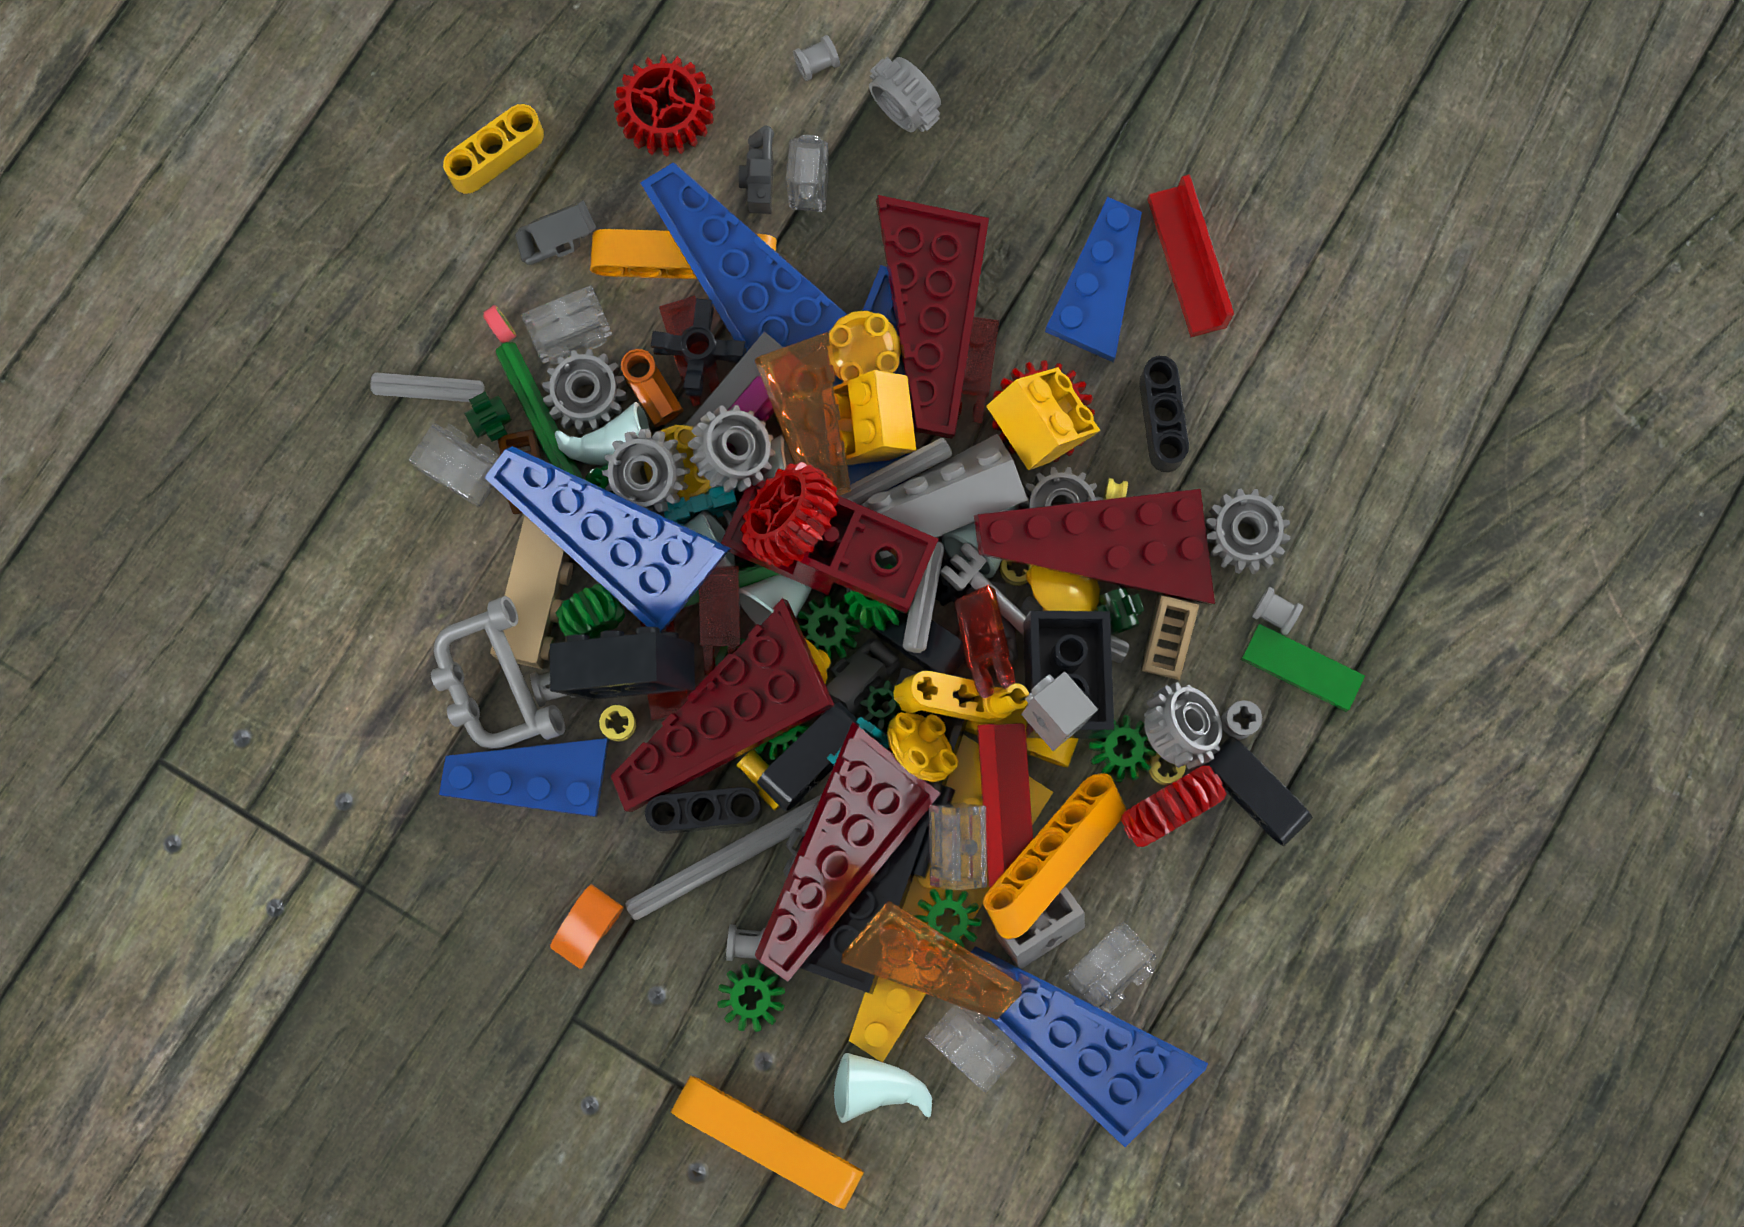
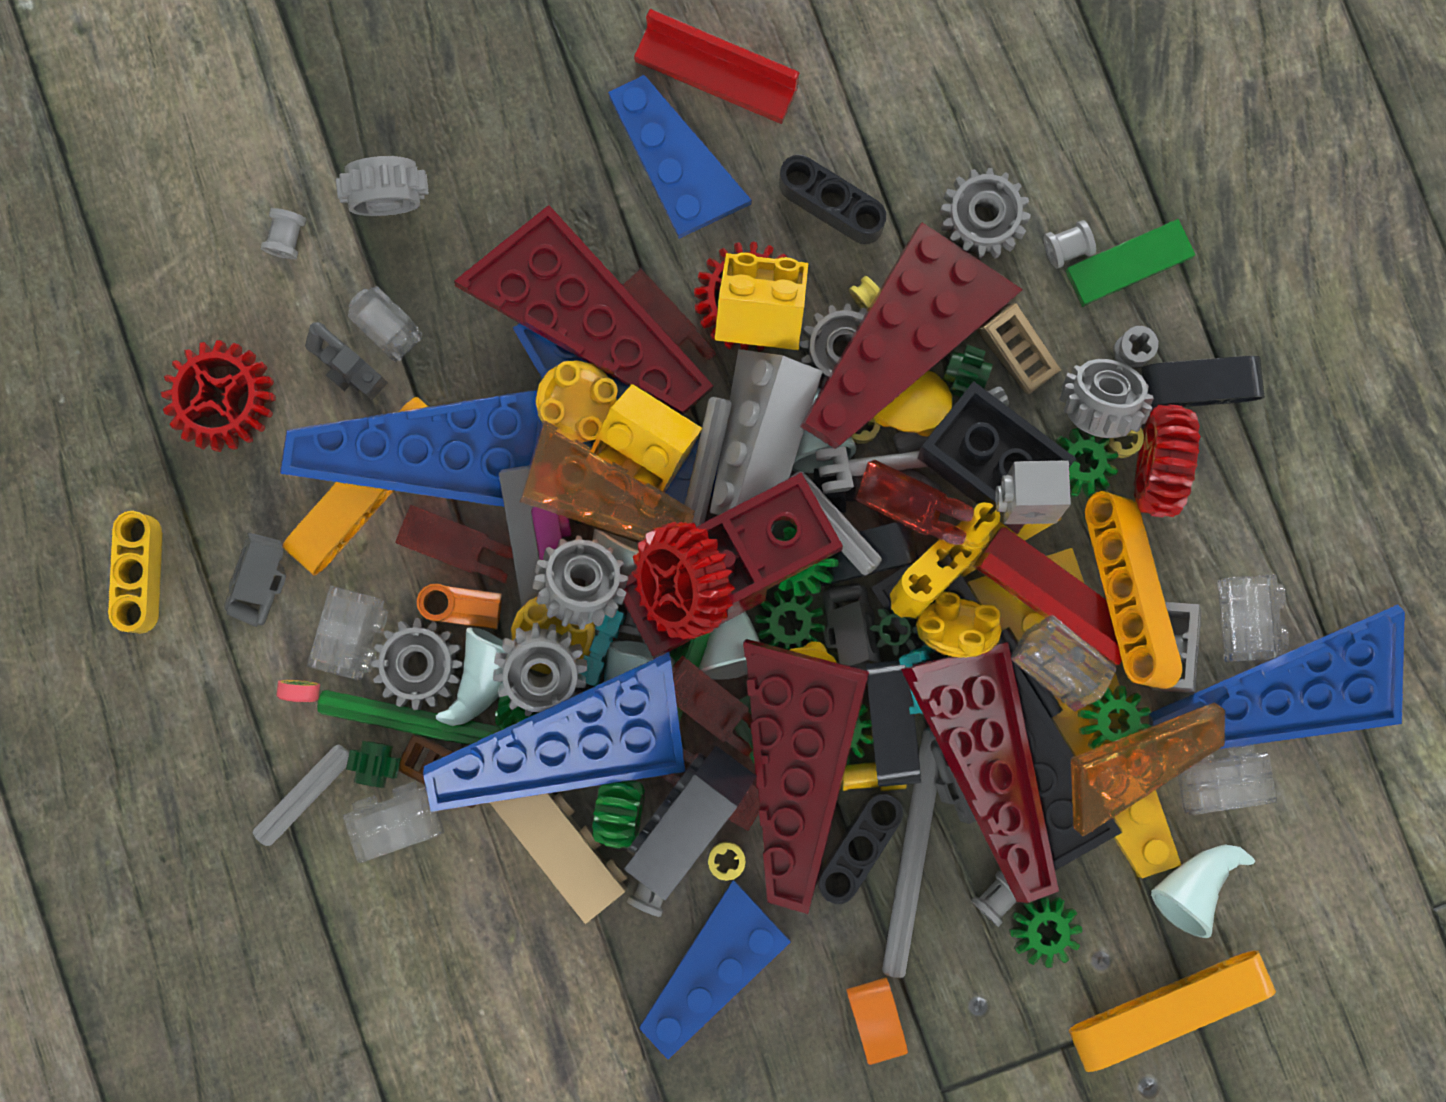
camera: 50 degrees left, 5 degrees up
(464, 710) = (573, 972): light grey bar -> none
(671, 344) = (485, 516): black pin -> none

